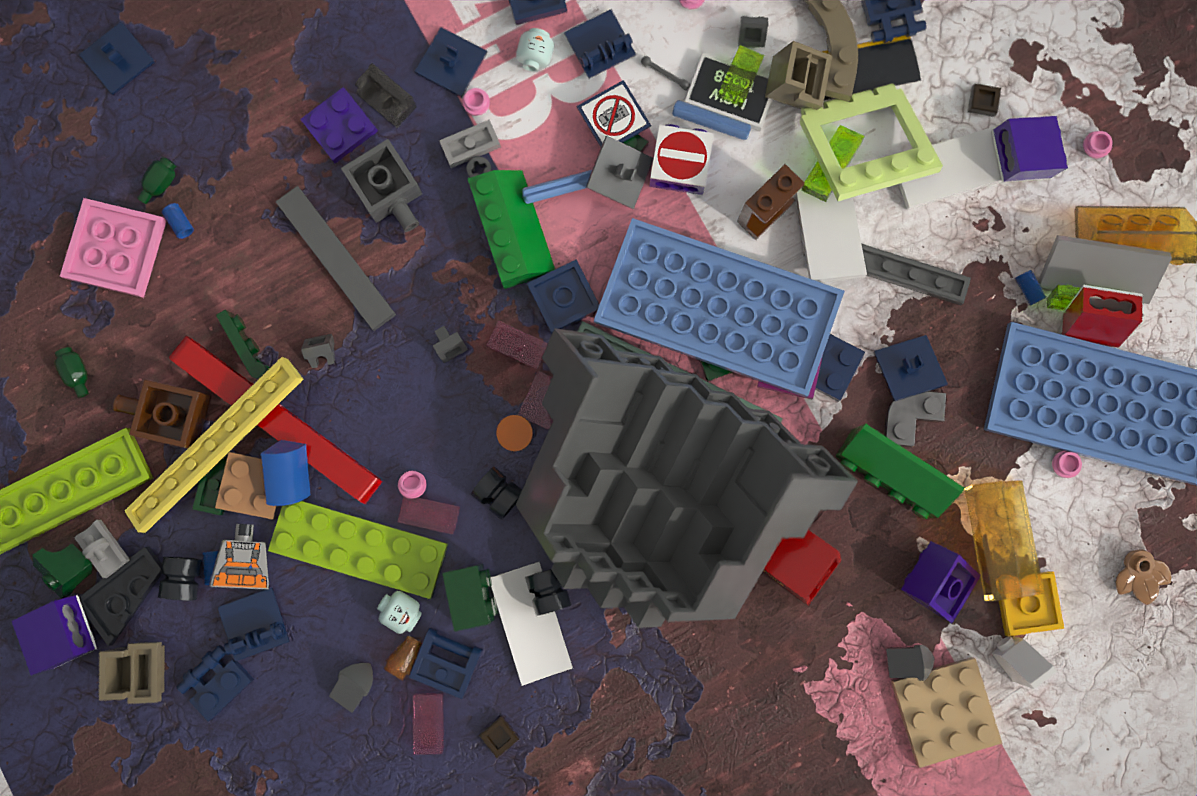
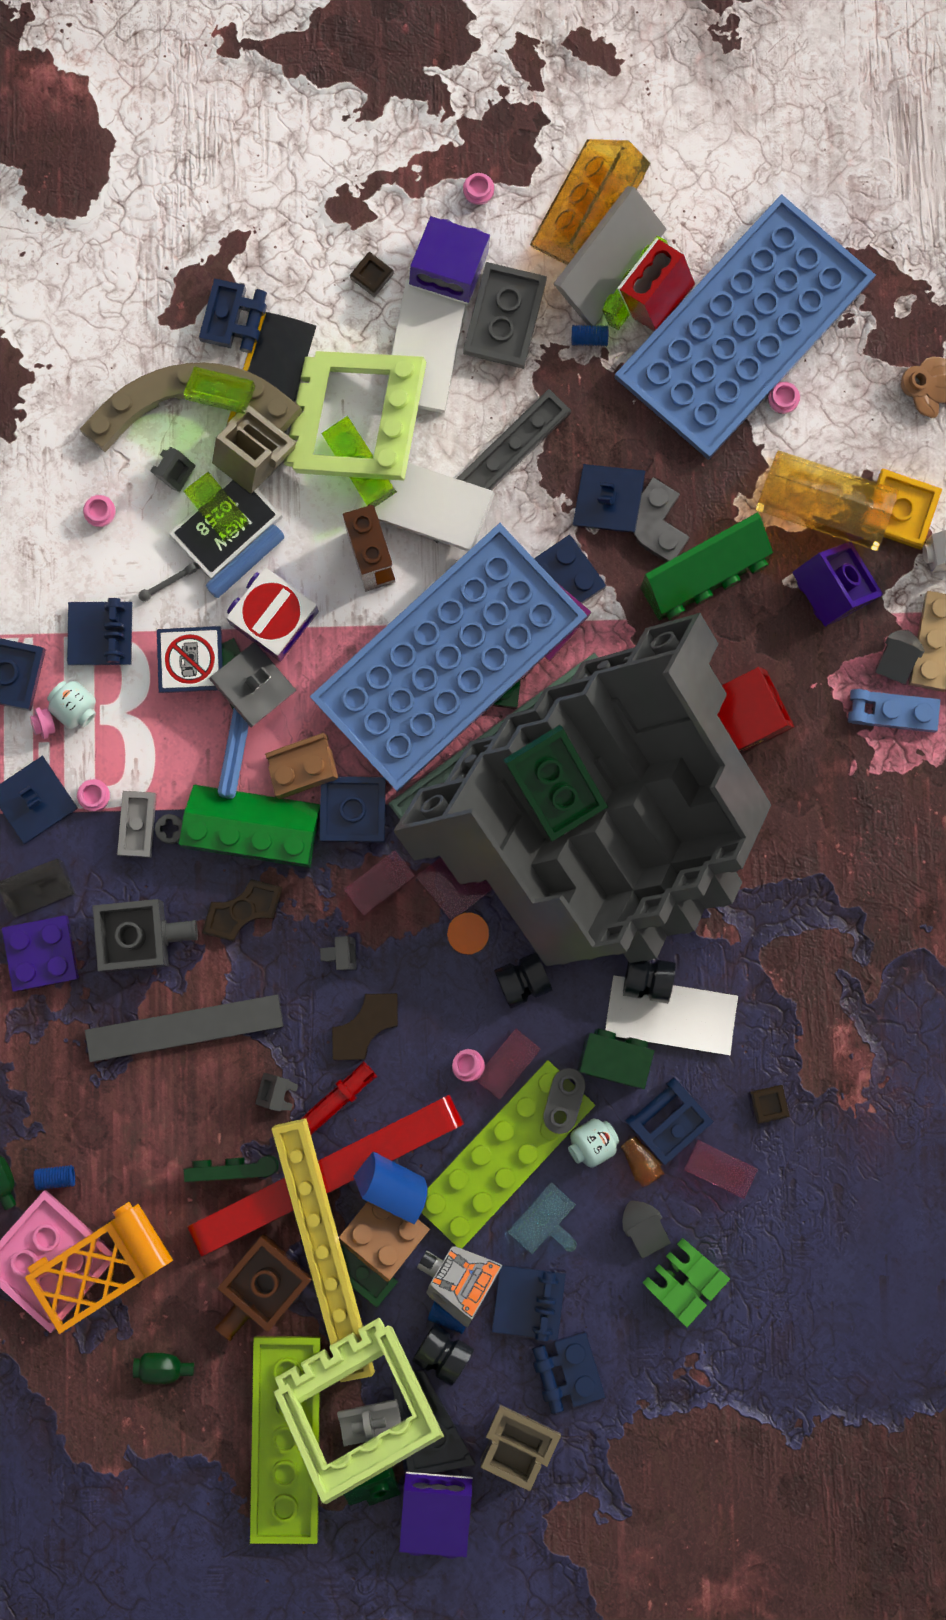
camera: 65 degrees left, 0 degrees up
(72, 567) = (381, 1451): none -> yellowish green hinge
(149, 310) = (137, 1244): none -> light orange piece
(315, 749) = (702, 1279): none -> bright green legs
(323, 603) = (543, 1219): none -> clear light blue plate
(343, 400) = (339, 1096): none -> red pin
(417, 395) = (376, 1015): none -> dark brown tile
(418, 572) = (564, 1101): none -> dark grey plate
(457, 261) = (256, 902): none -> dark brown tile
(510, 36) = (42, 722): none -> bright pink plate
(576, 241) = (301, 766): none -> medium nougat plate
(659, 436) = (555, 783): none -> dark green plate
(831, 29) = (219, 390): none -> clear neon green plate
(863, 680) = (895, 711): none -> medium blue plate
(1009, 214) = (504, 315): none -> dark grey plate

